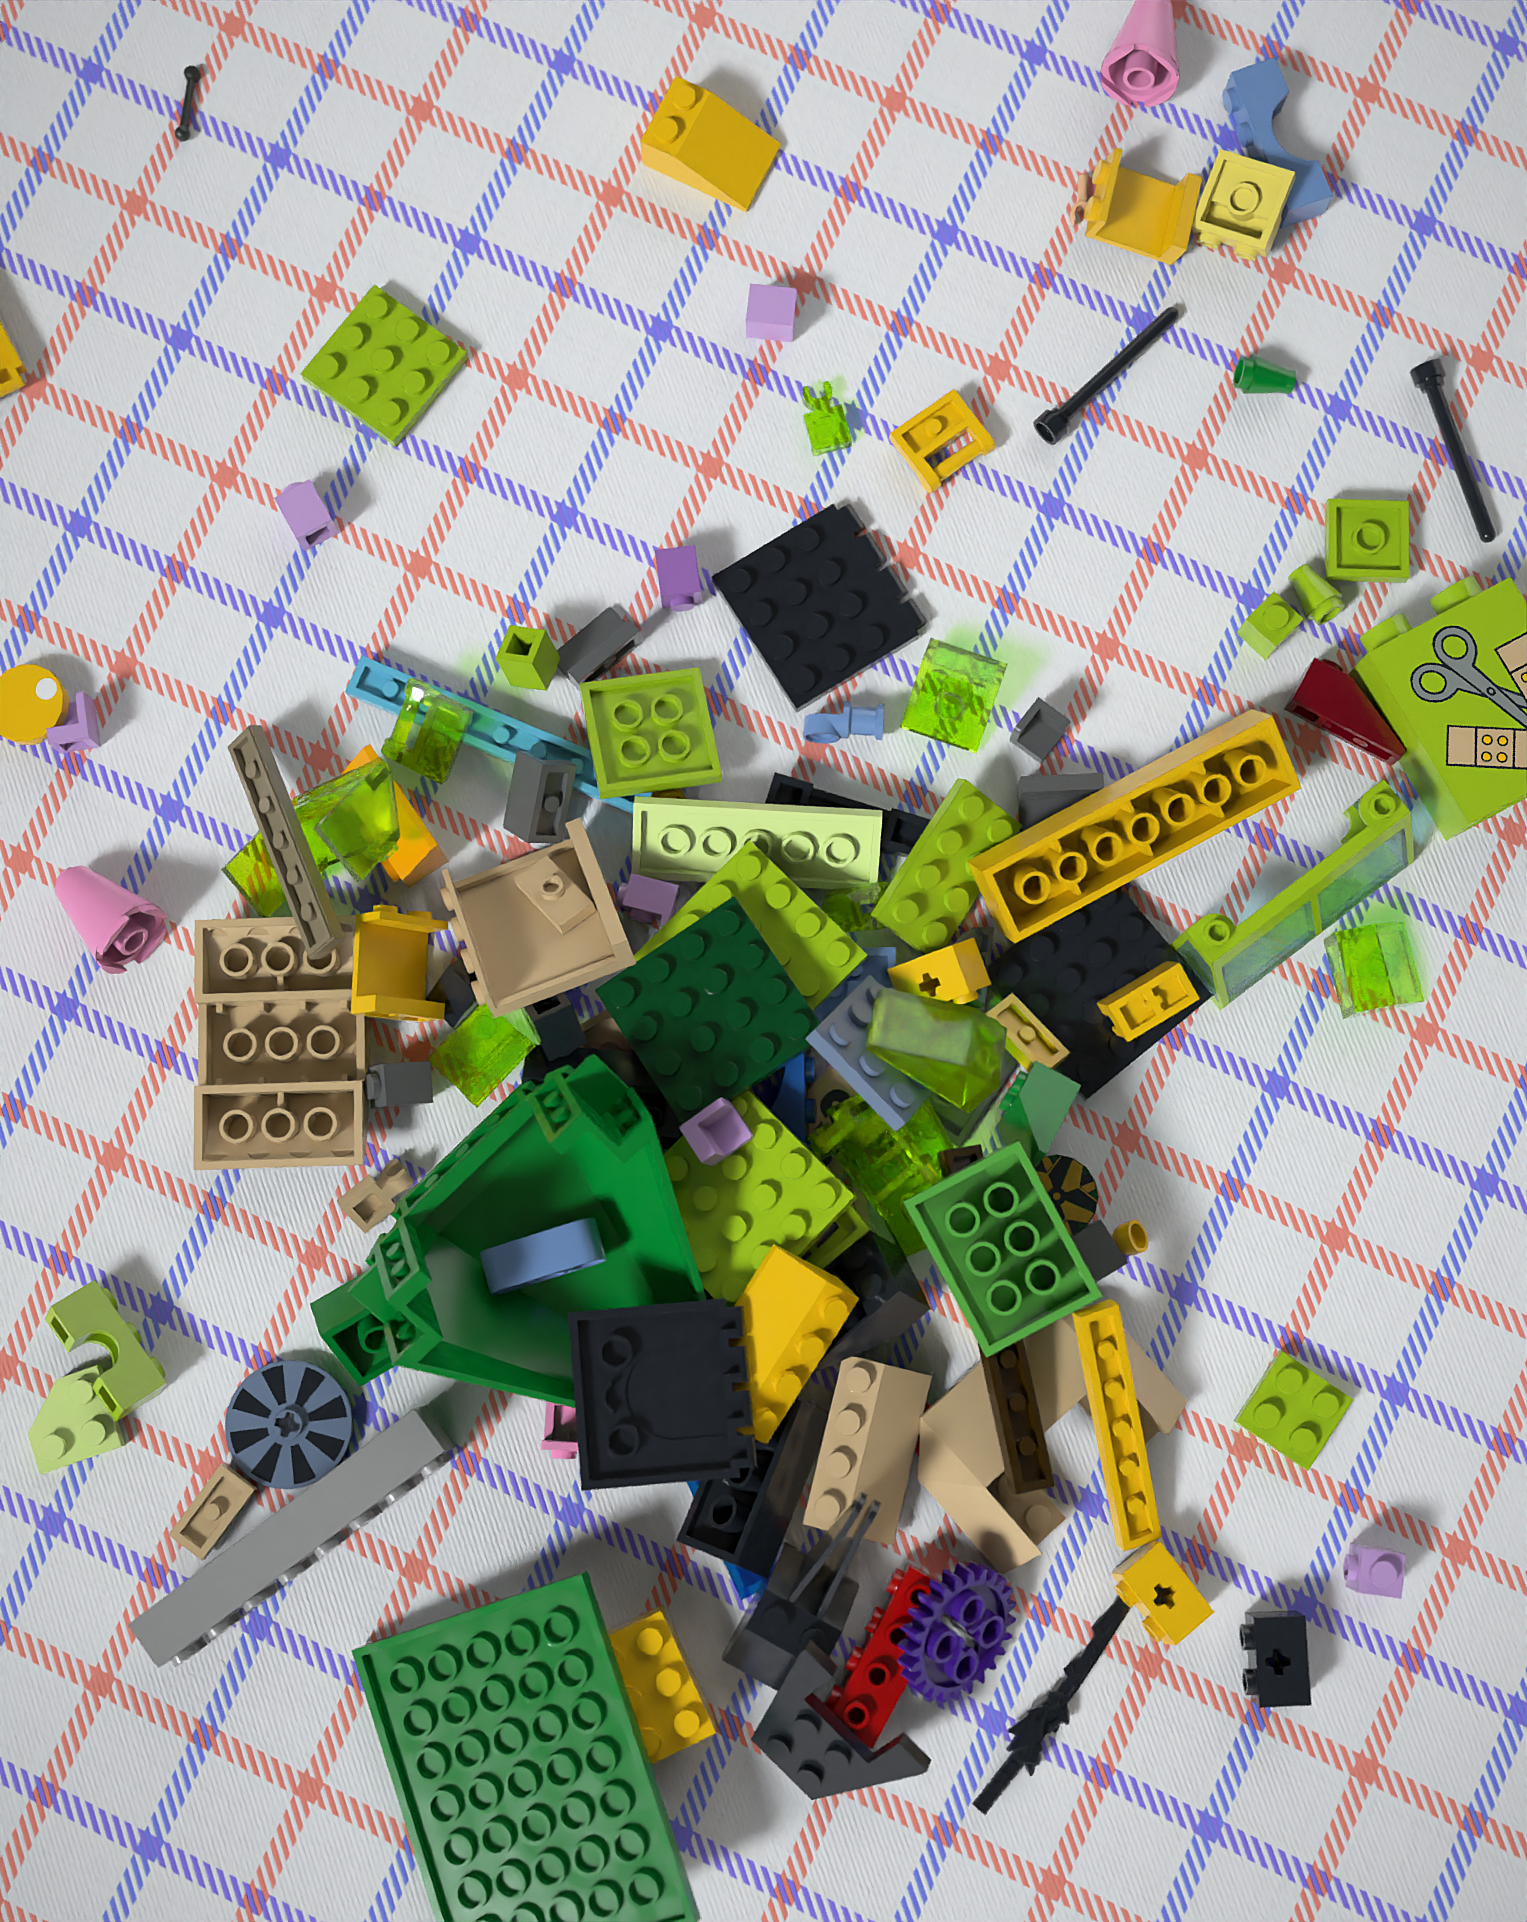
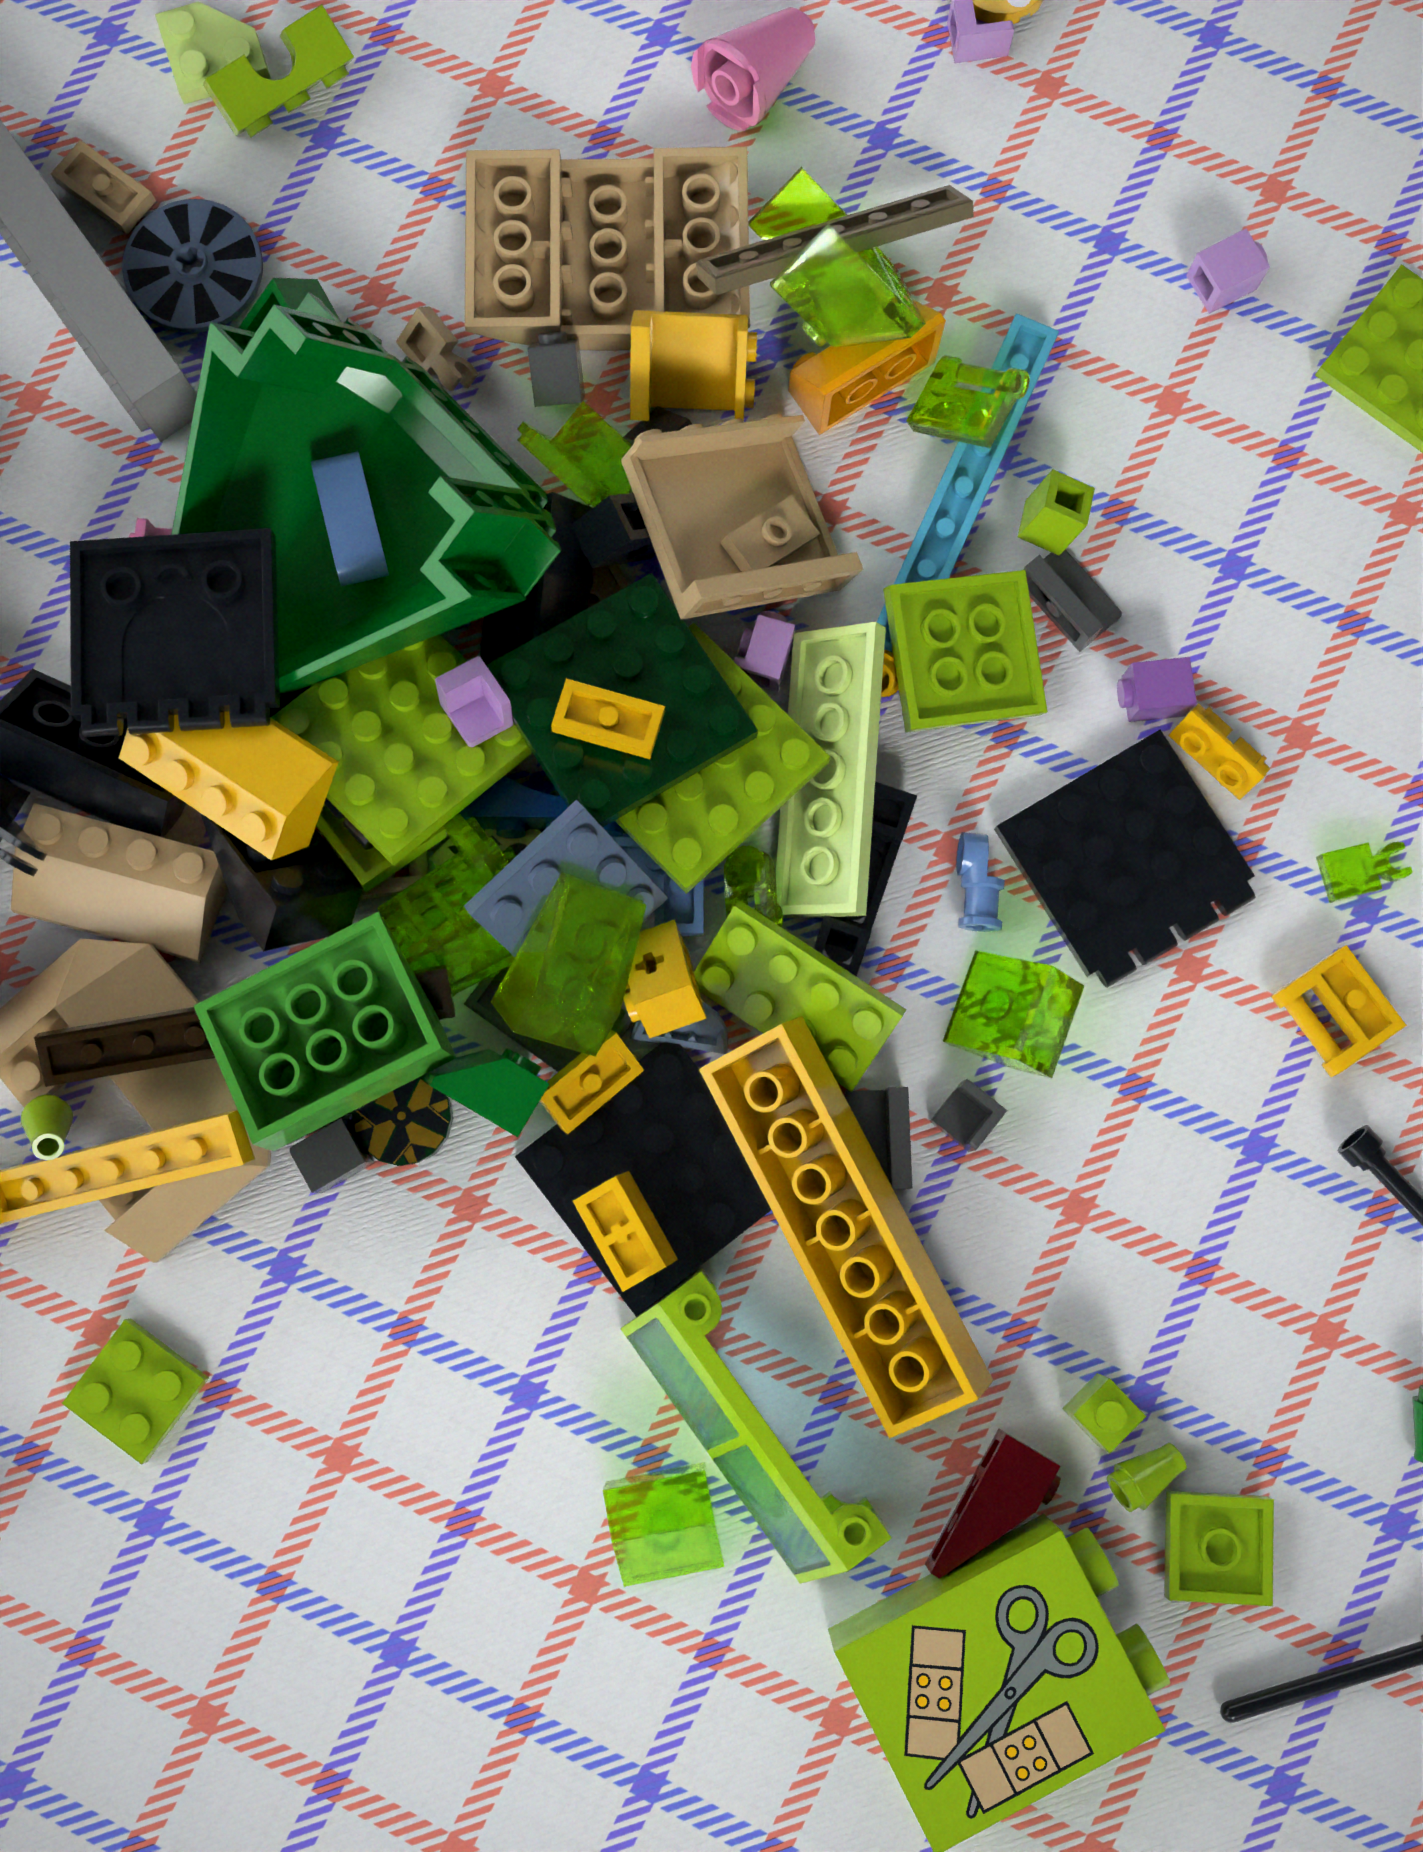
camera: 90 degrees right, 0 degrees up
(539, 798) = (886, 526): dark grey panel -> none
(734, 1014) = (608, 718): none -> yellow plate
(740, 517) = (1232, 764): none -> yellow hinge
(1080, 1495) = (47, 1125): none -> lime cone
(1131, 1237) = (347, 1202): yellow hinge -> none

